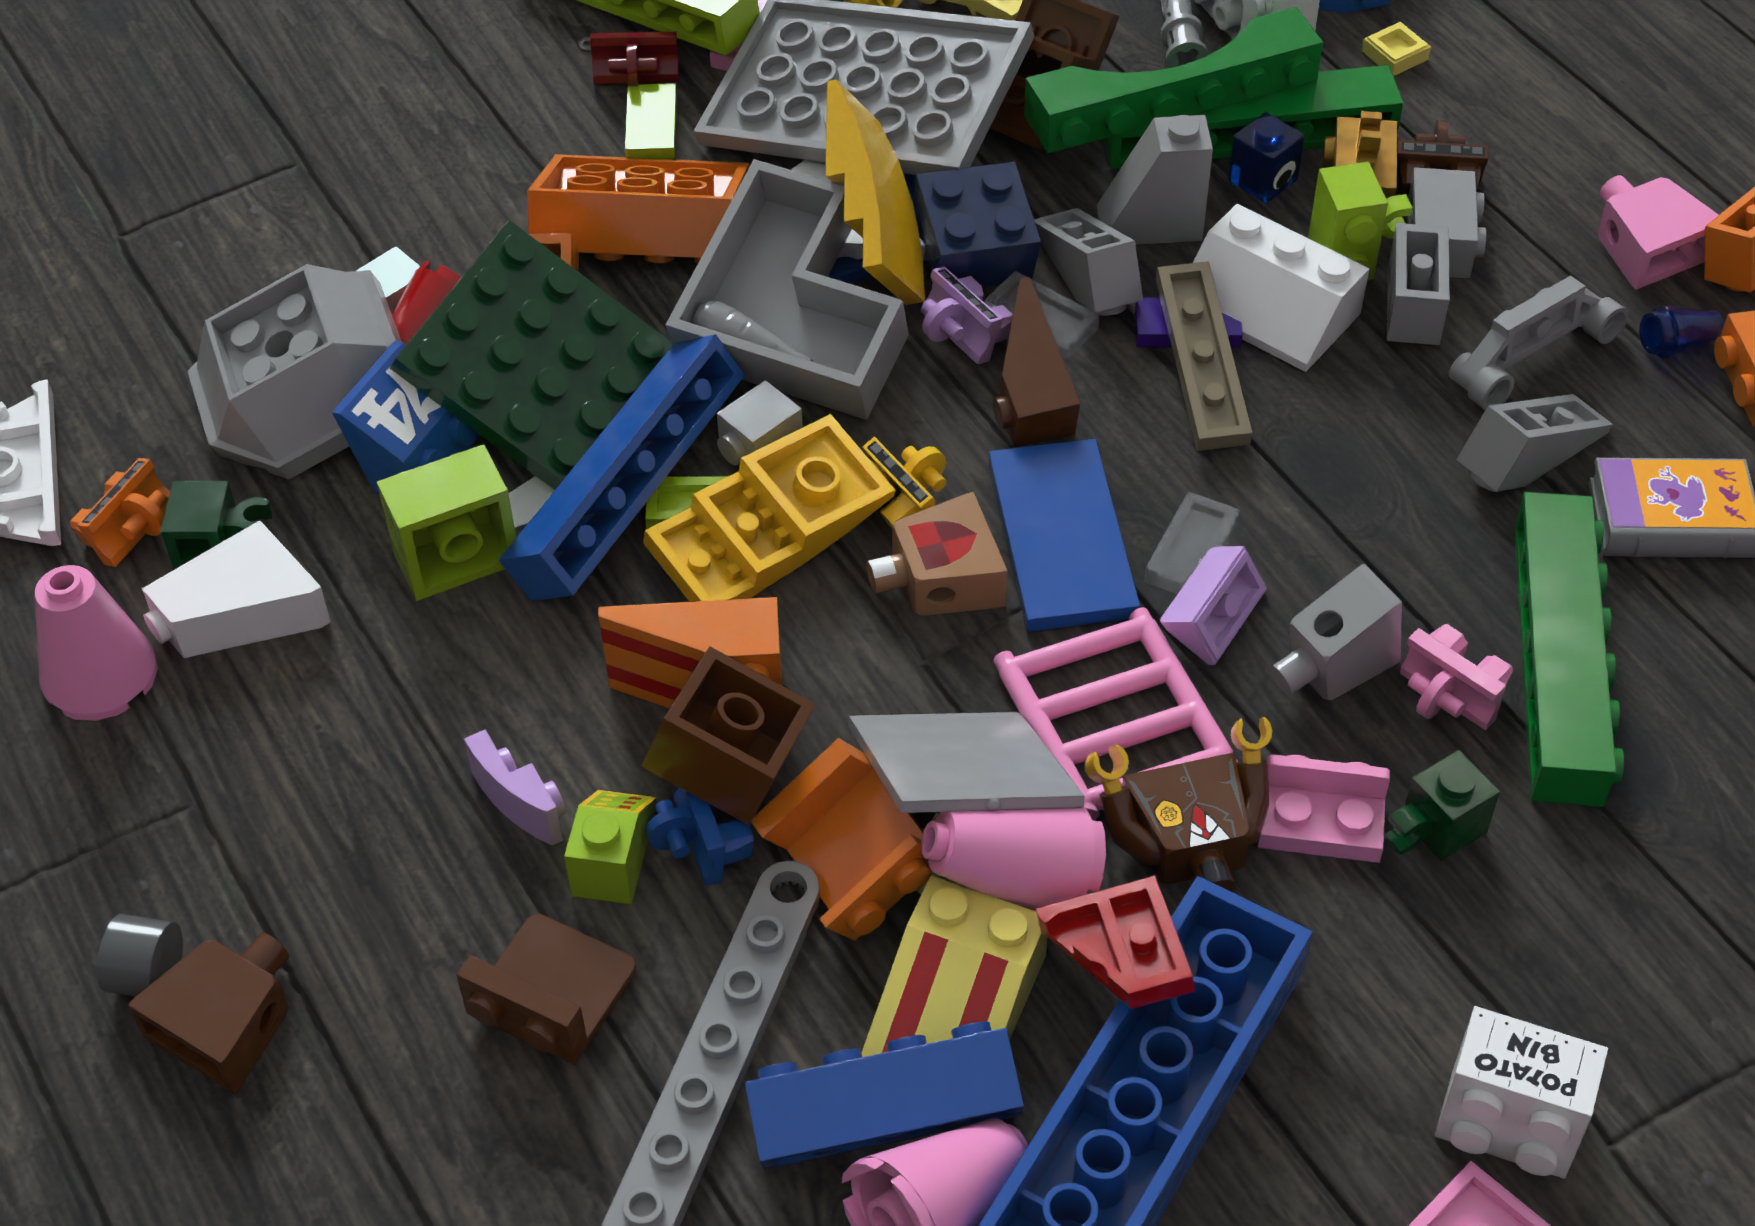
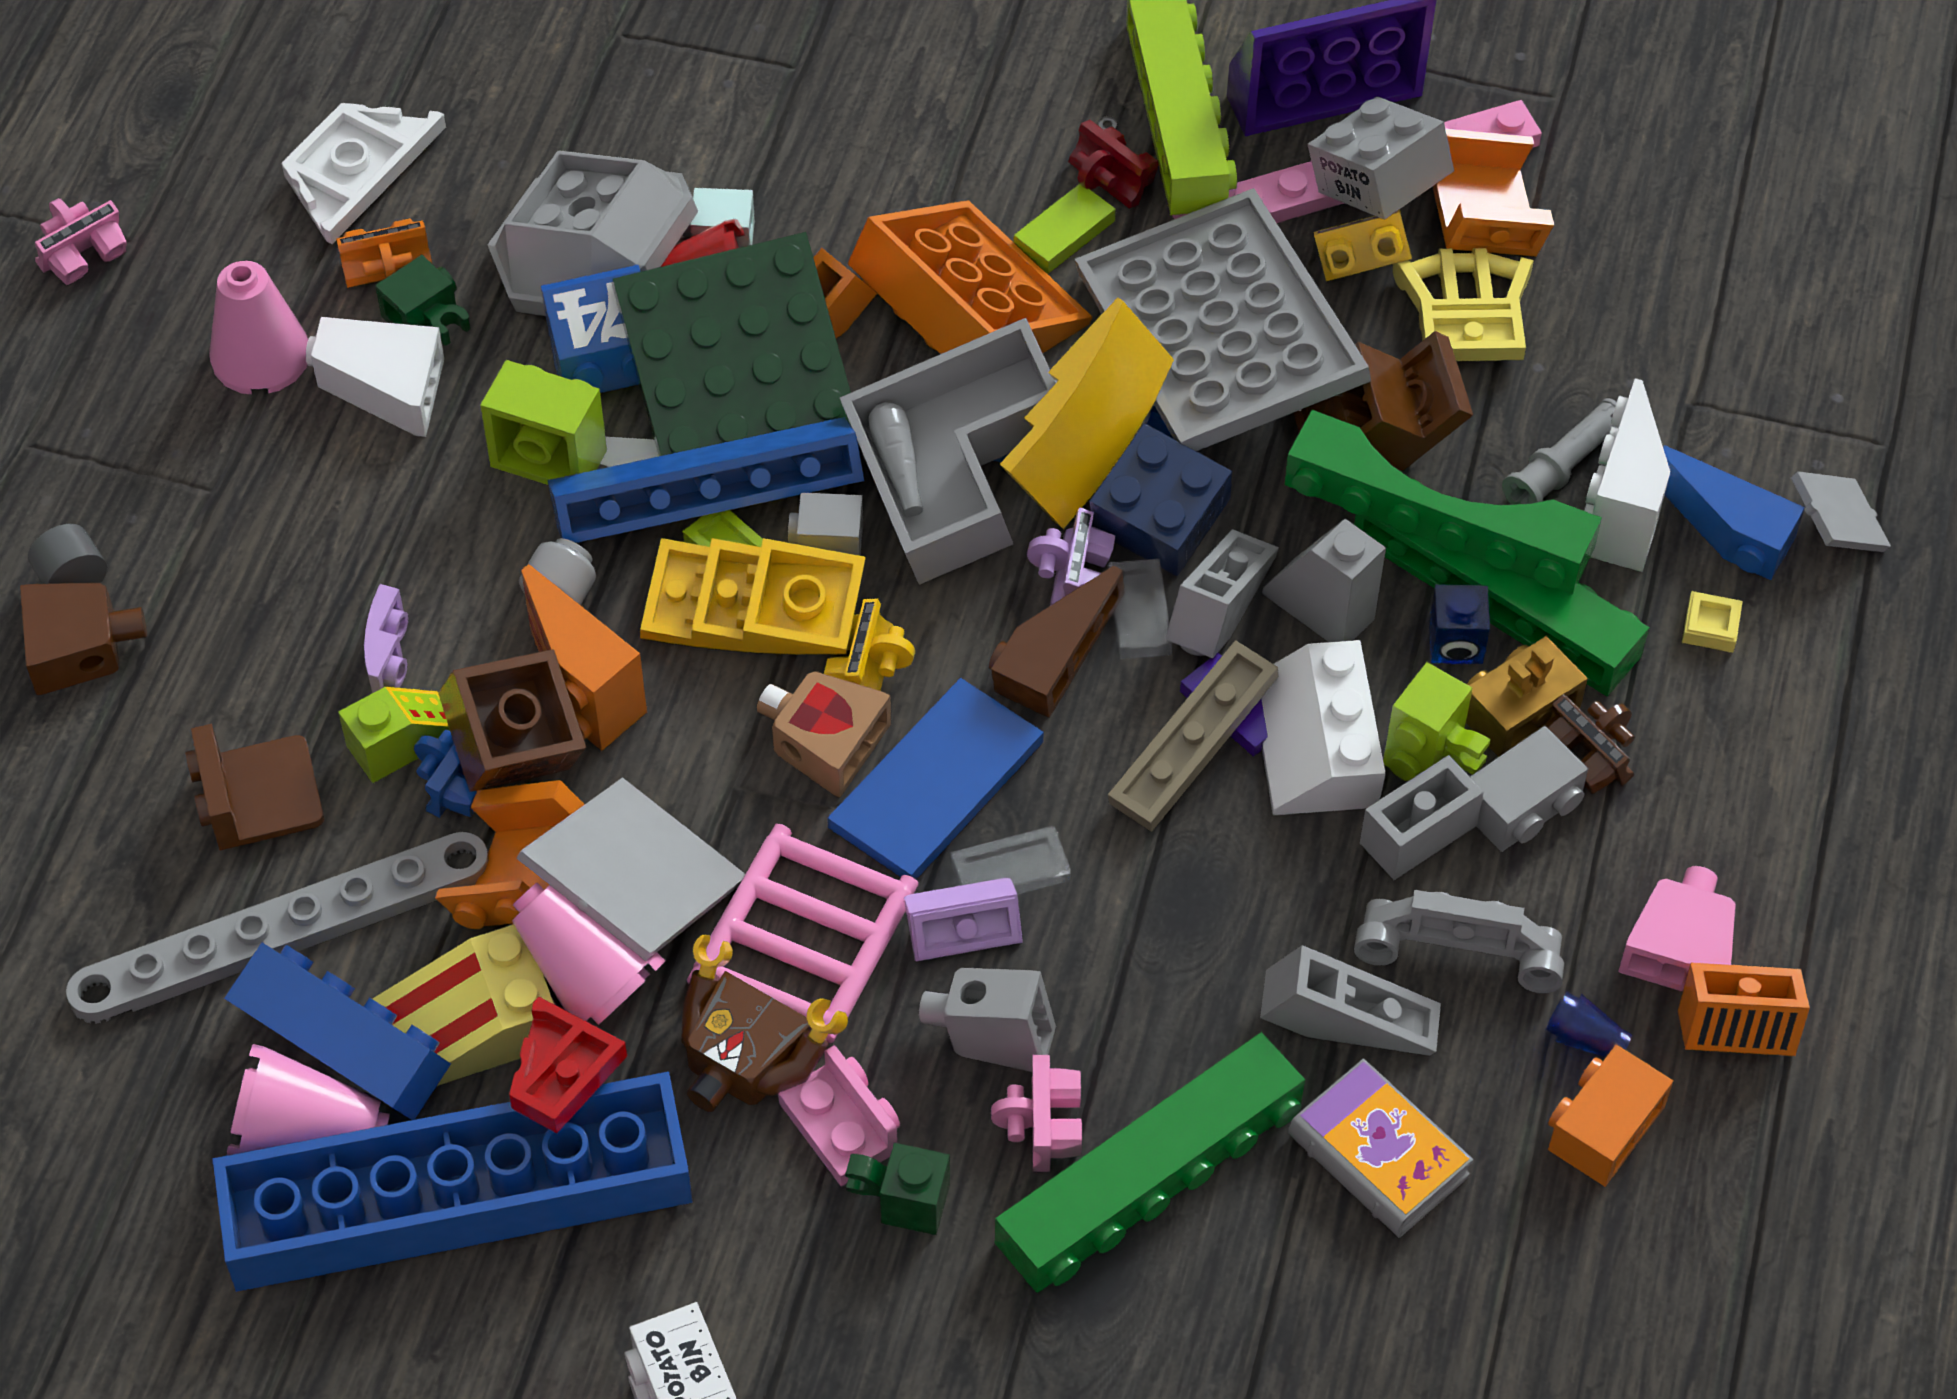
camera: 45 degrees right, 5 degrees up
(579, 620) = (565, 566): none -> light grey head

